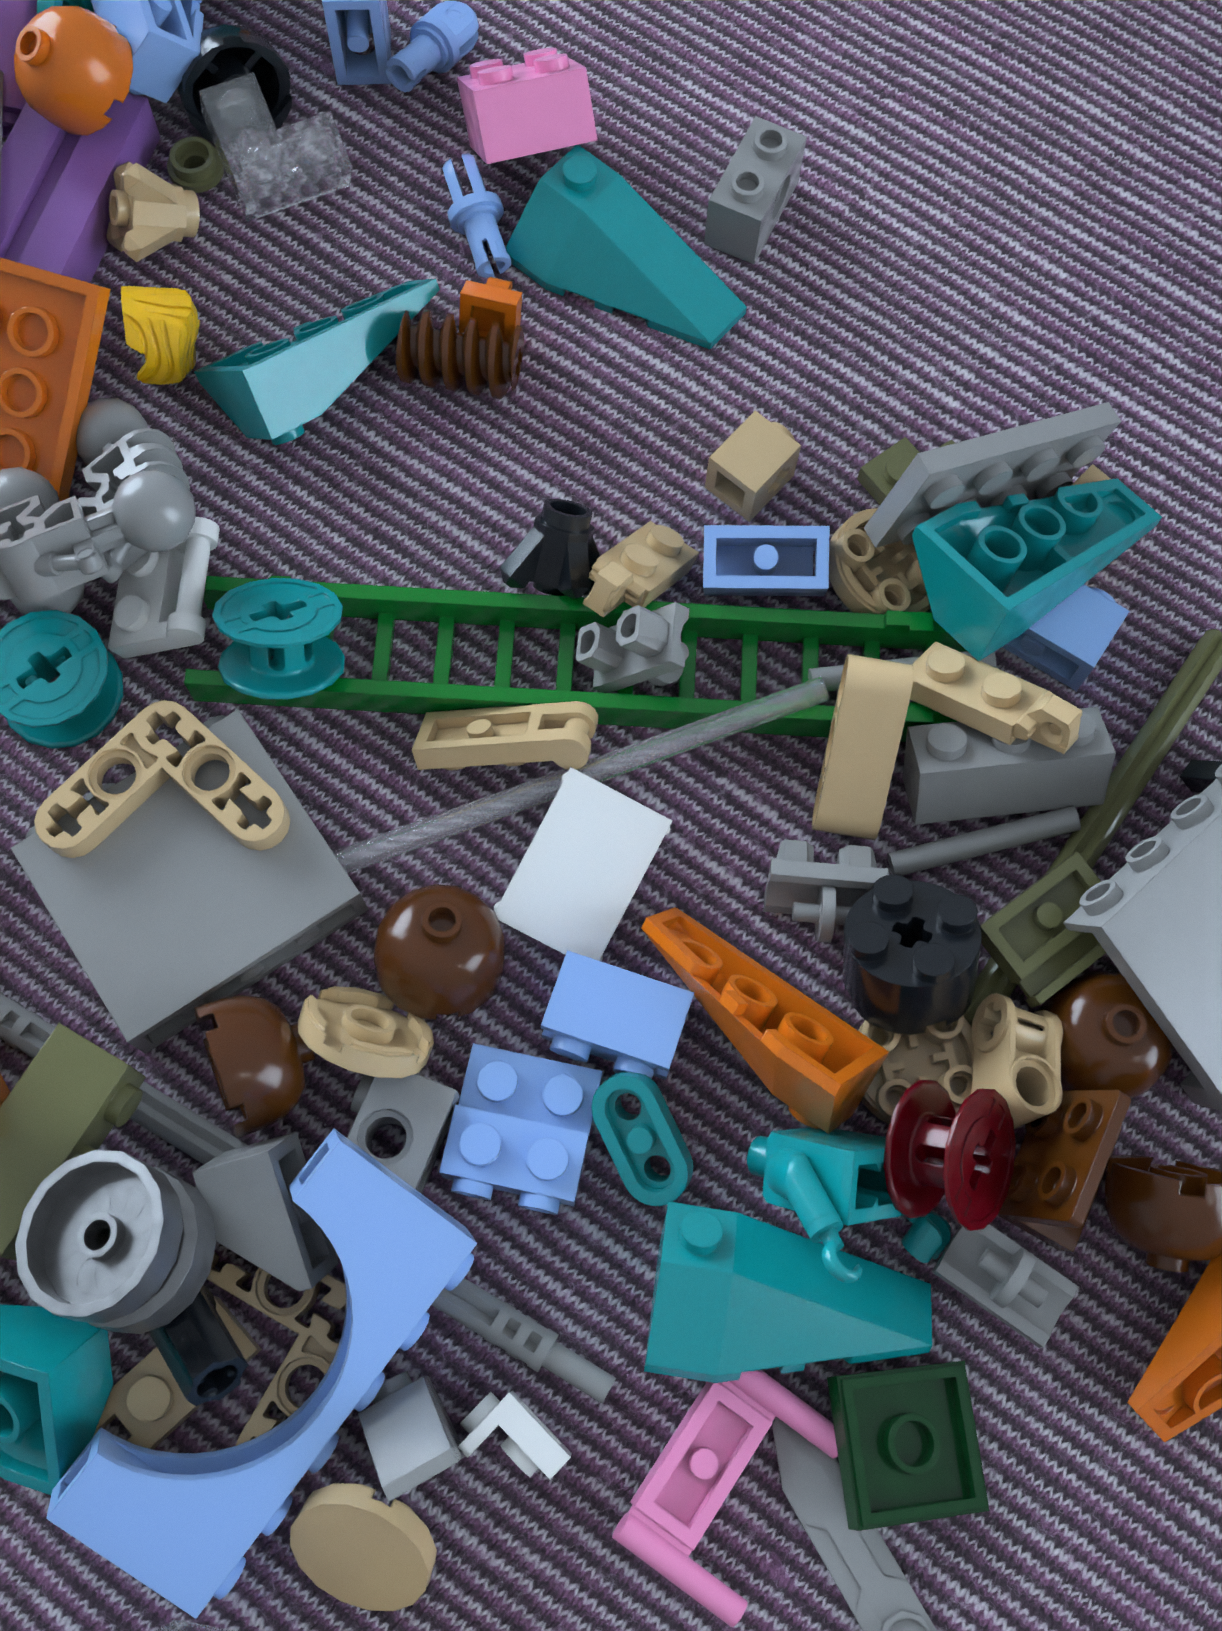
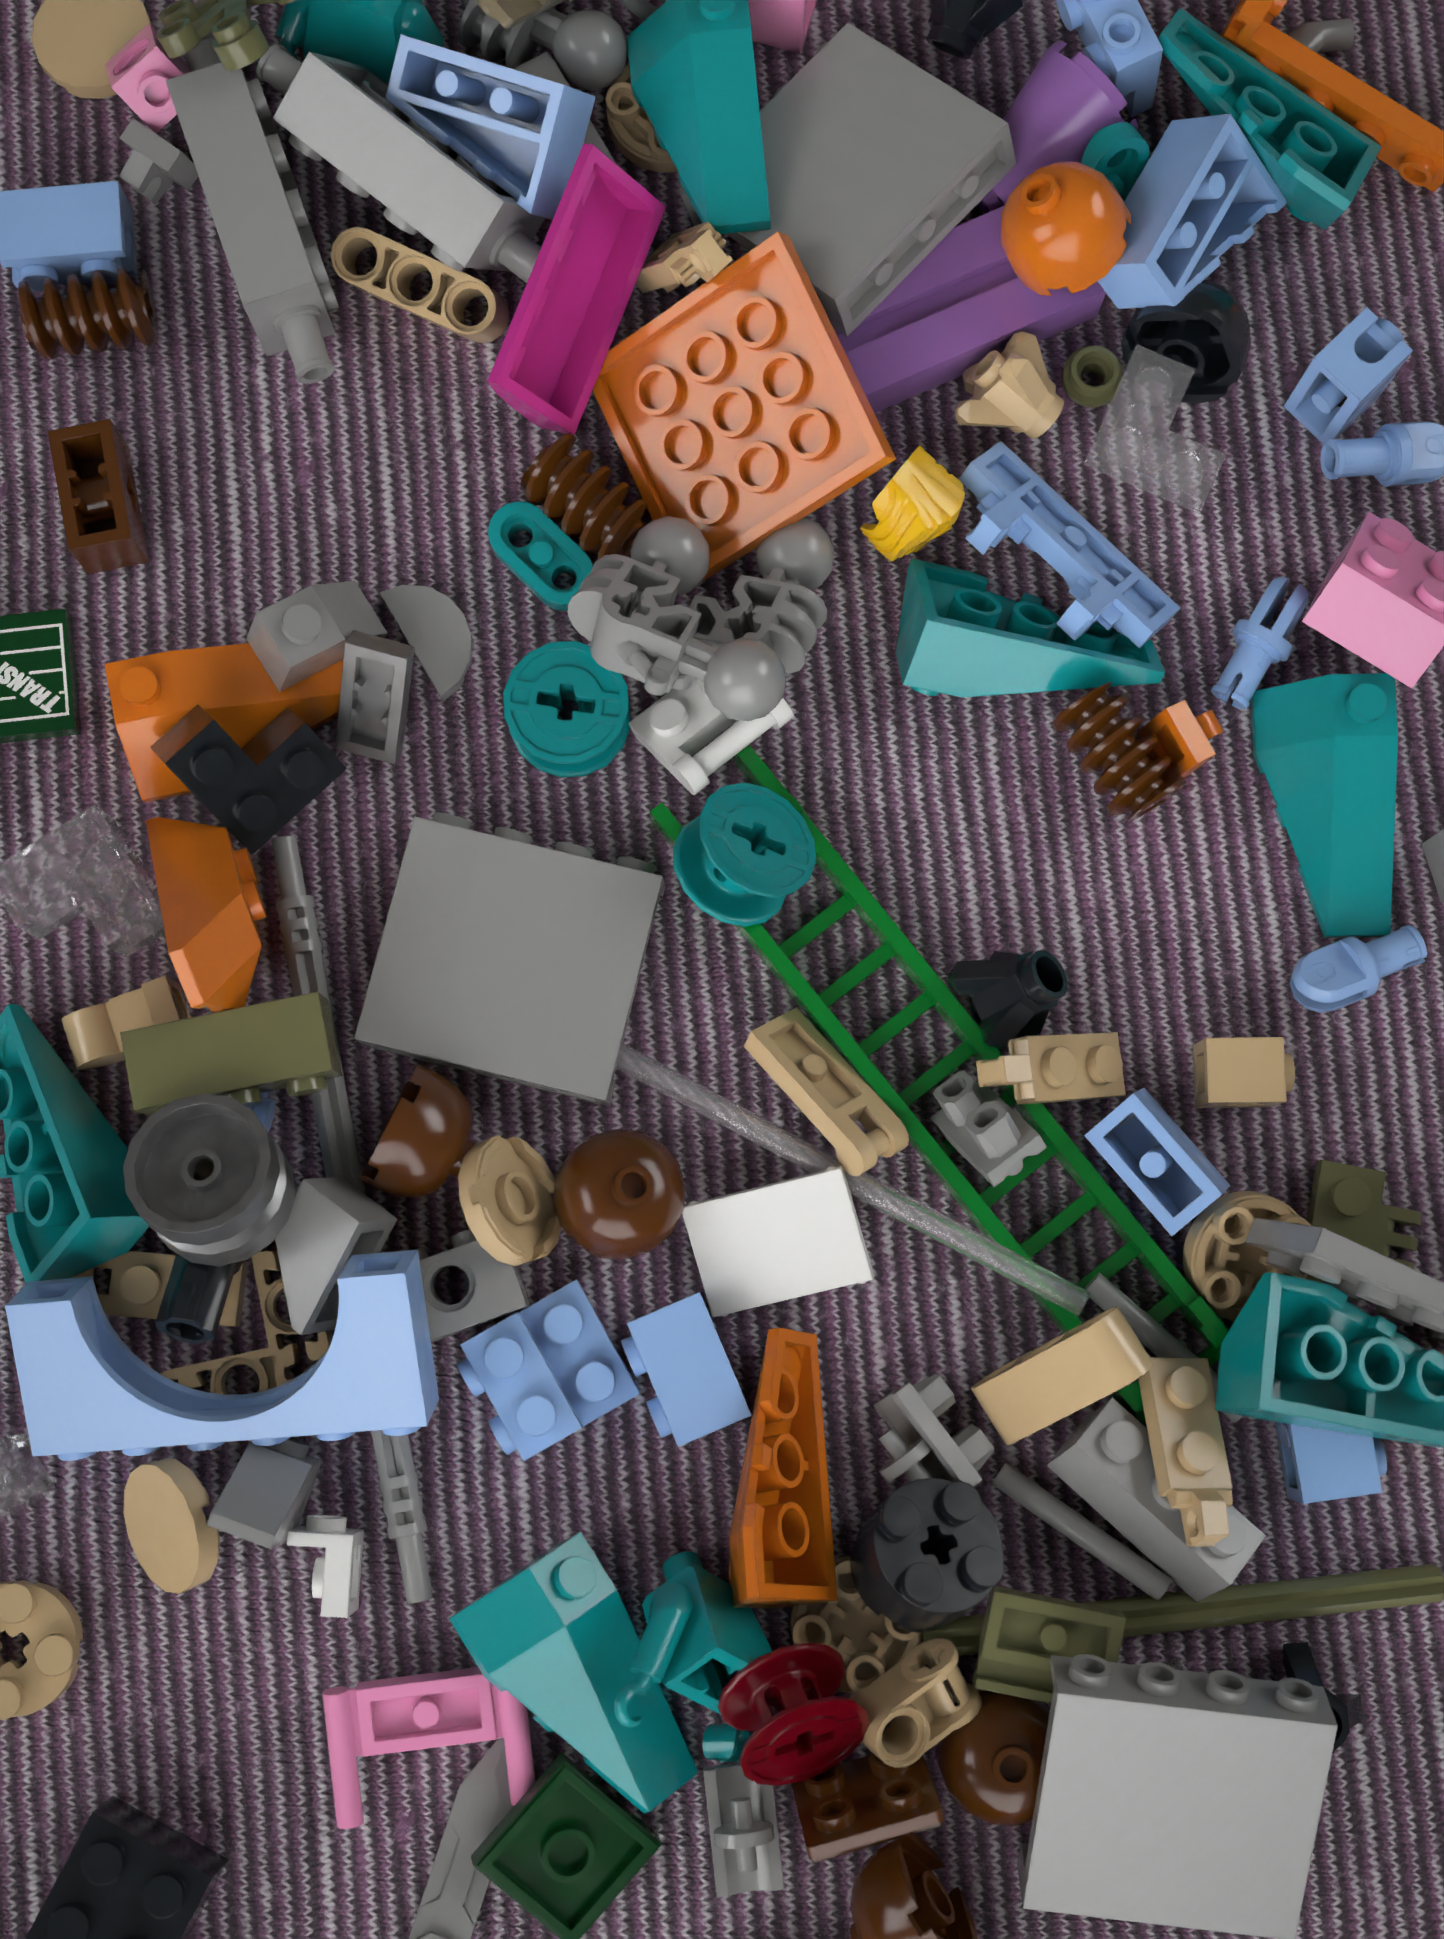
camera: 50 degrees right, 10 degrees up
(154, 764) = (560, 861): tan beam -> none
(265, 271) = (1098, 574): none -> light blue hinge
(637, 1137) = (614, 1464): teal plate -> none
(748, 341) = (1353, 969): none -> light blue arm

